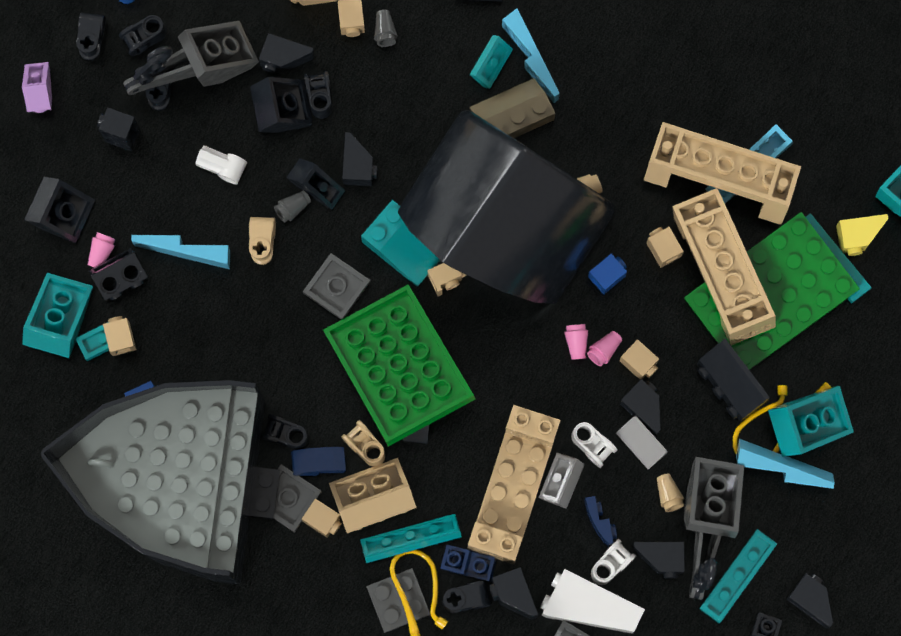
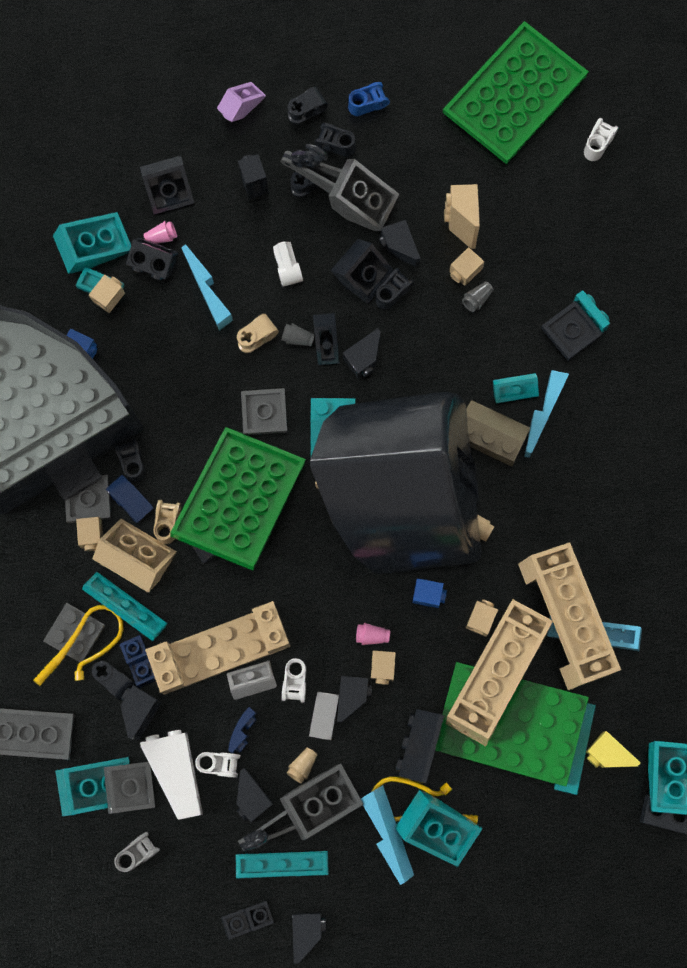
camera: 55 degrees right, 0 degrees up
(577, 340) = (361, 610): bright pink cone -> none

